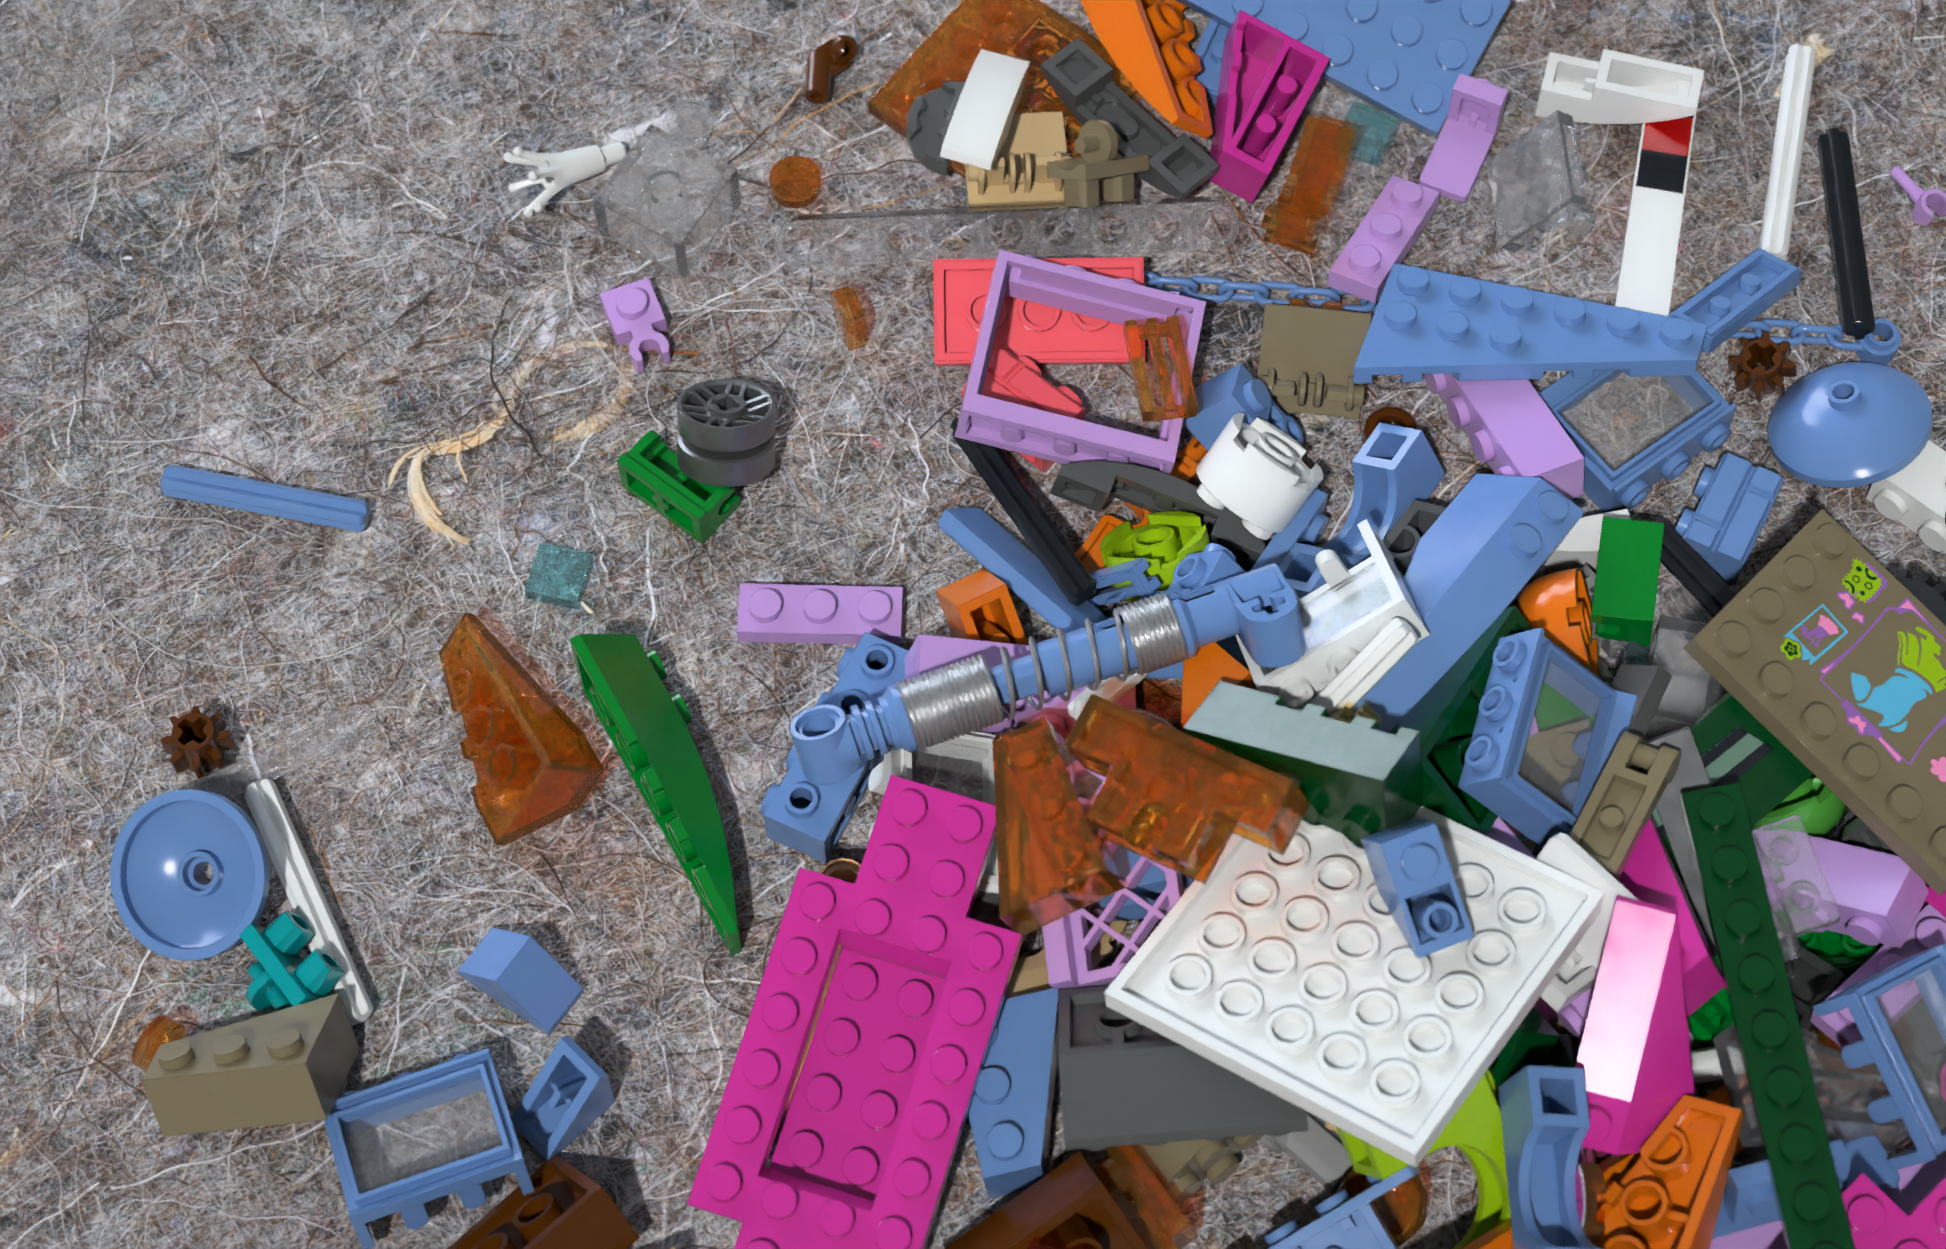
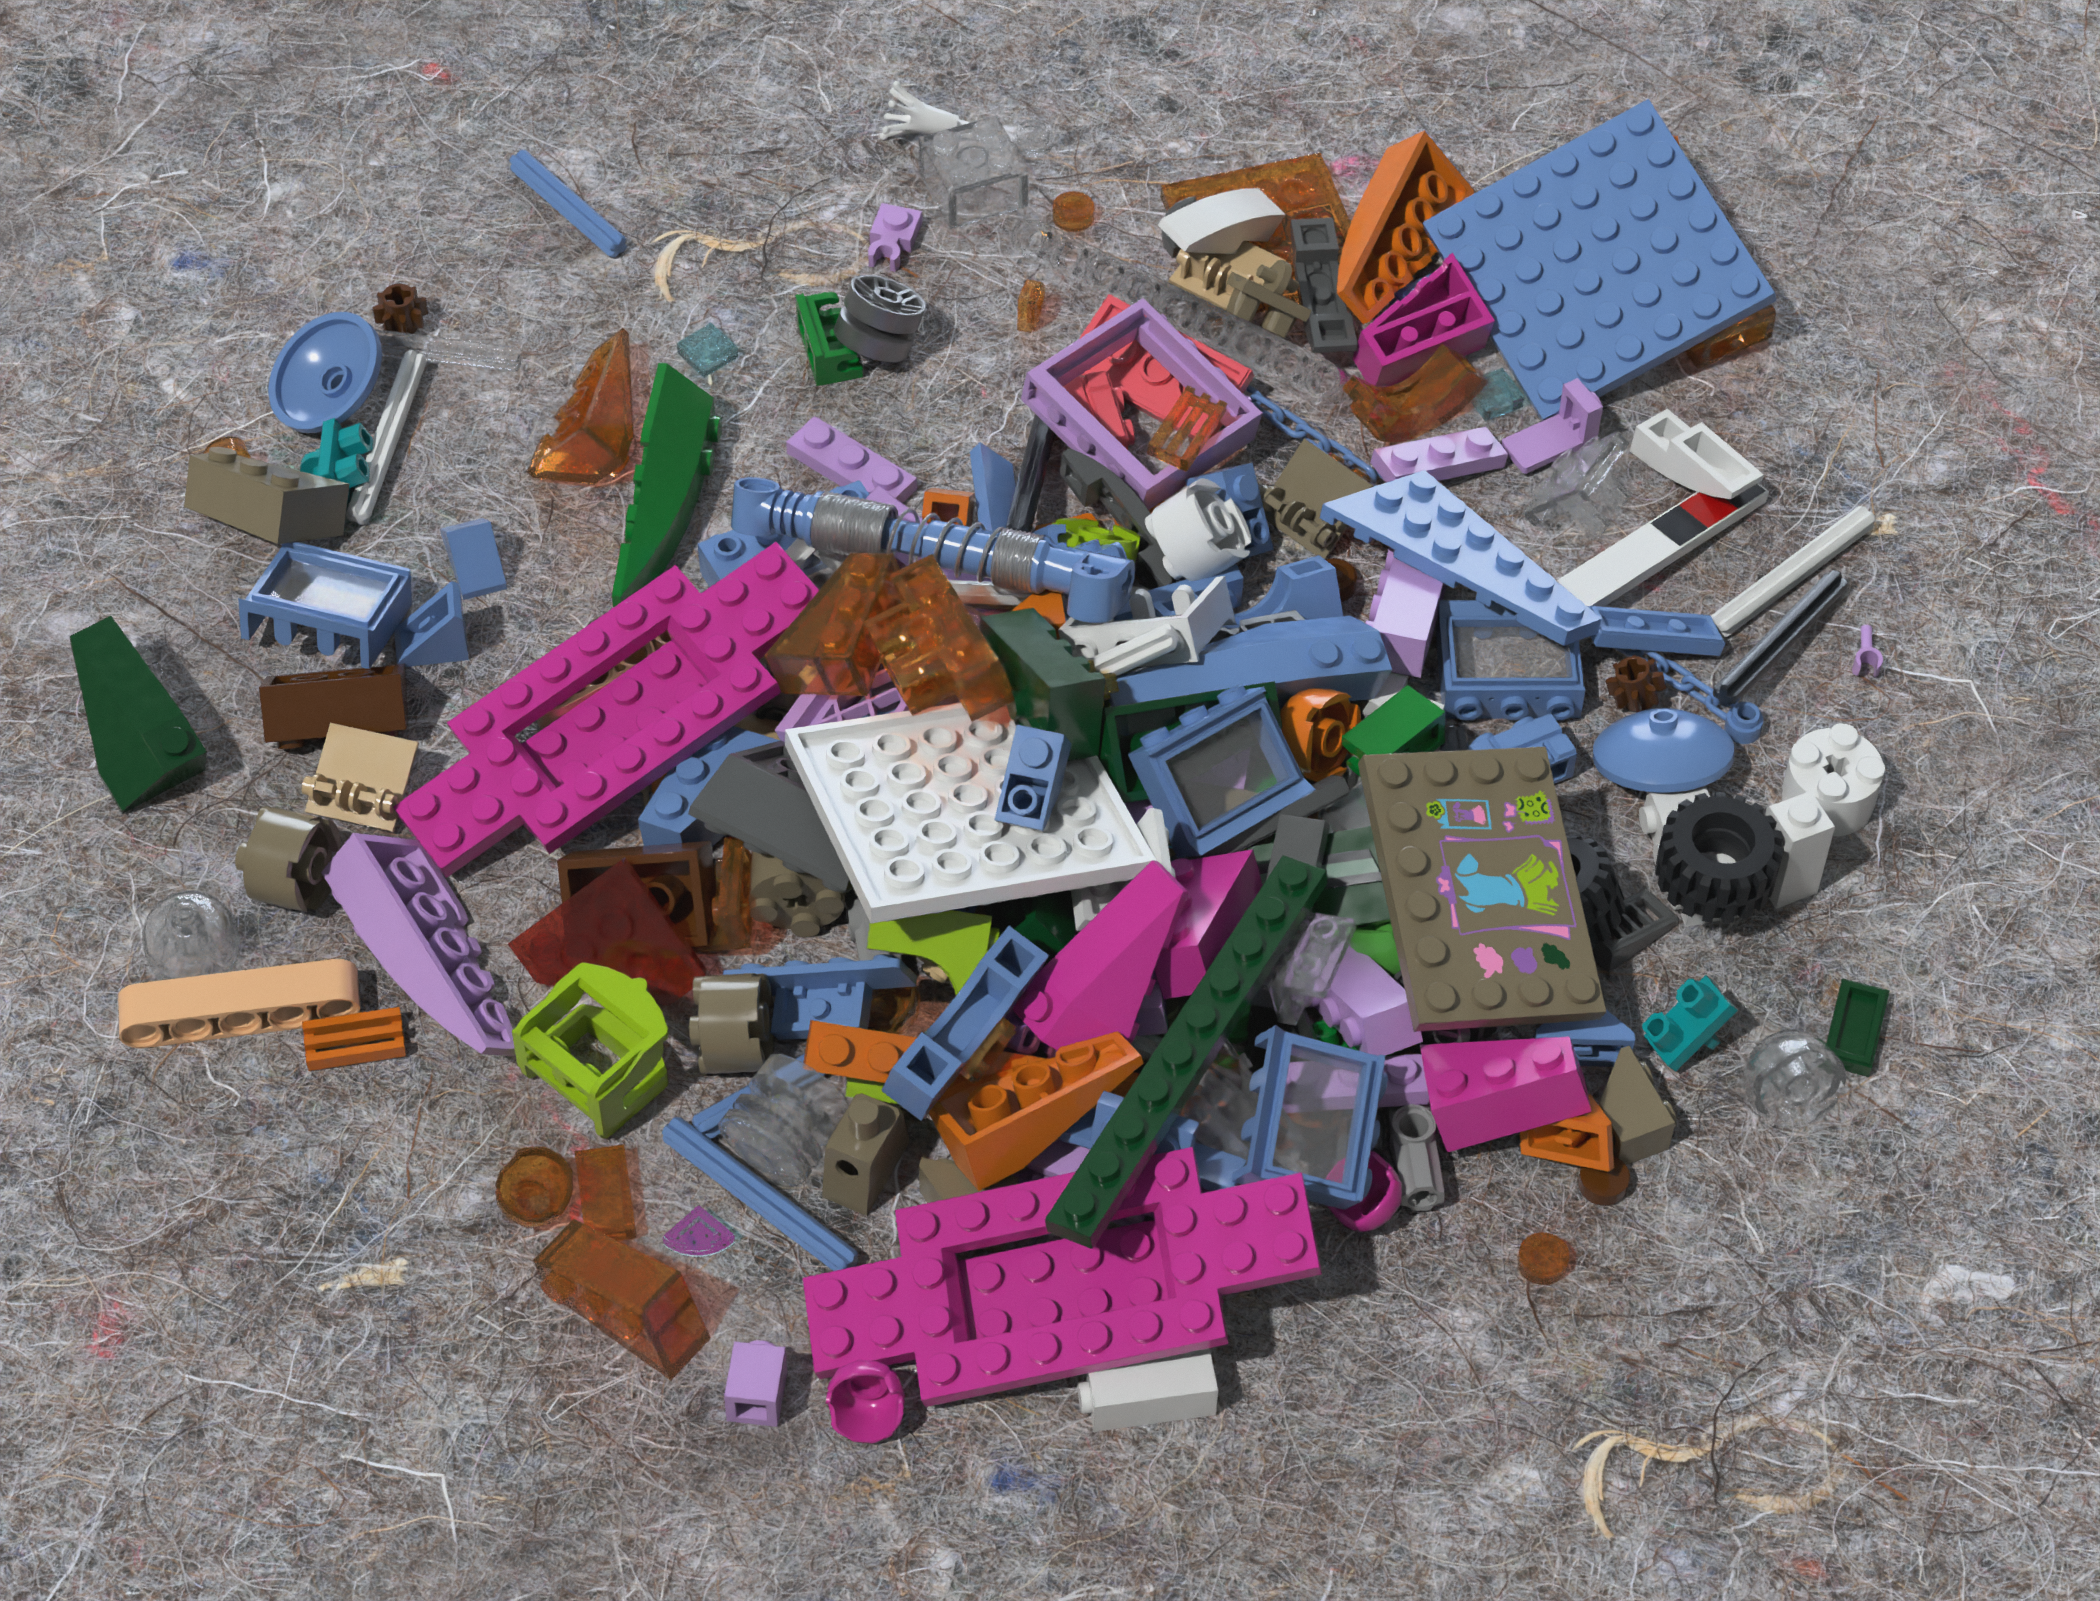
camera: 35 degrees right, 10 degrees down
(826, 63) = (1158, 153): reddish brown arm -> none
(1624, 801) = (1231, 833): dark tan plate -> none

